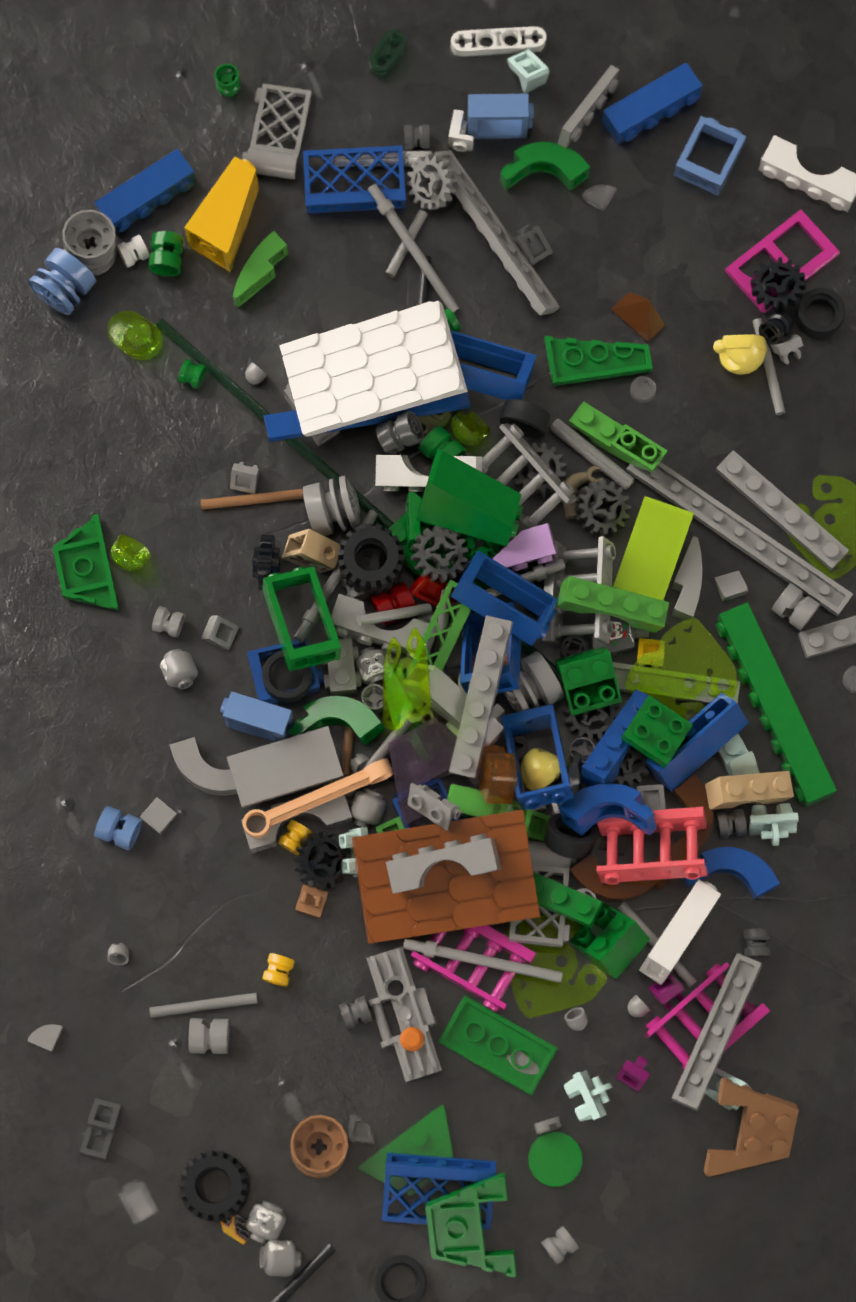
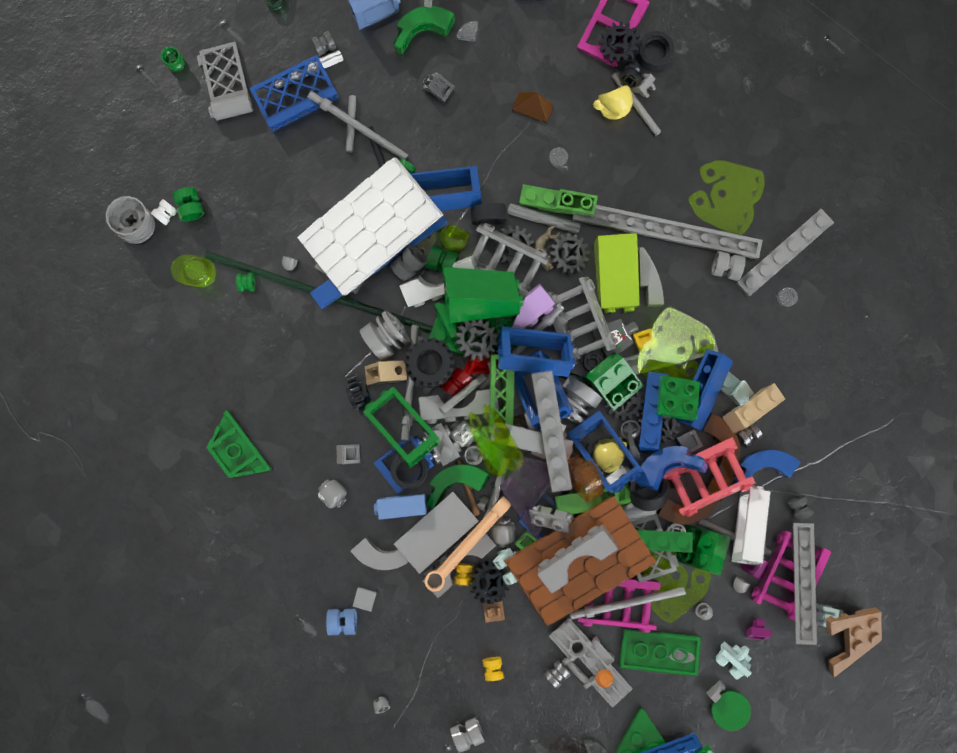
camera: 25 degrees left, 10 degrees up
(63, 278) = (124, 256): medium blue wheel -> none
(129, 553) = (261, 428): clear neon green hair -> none
(147, 191) = (153, 165): blue brick -> none
(168, 621) = (309, 464): light grey wheel -> none
(203, 1005) = (453, 713): light grey bar -> none
(223, 215) = (215, 158): yellow slope -> none
(244, 478) = (315, 340): light grey tile -> none
(252, 499) = (326, 352): medium nougat bar -> none
(259, 268) = (257, 186): bright green slope -> none
(431, 181) = (349, 72): light grey gear -> none
(457, 136) = (353, 33): white bracket -> none
(500, 239) = (408, 89): light grey plate -> none
(591, 360) = (509, 155): green wing -> none
(591, 597) = (609, 321): bright green arch -> none
(731, 586) = (677, 269): light grey slope -> none
(773, 825) = (783, 416): light aqua hips -> none
(775, 705) = (743, 339): green brick -> none
(782, 510) = (688, 202): light grey plate -> none

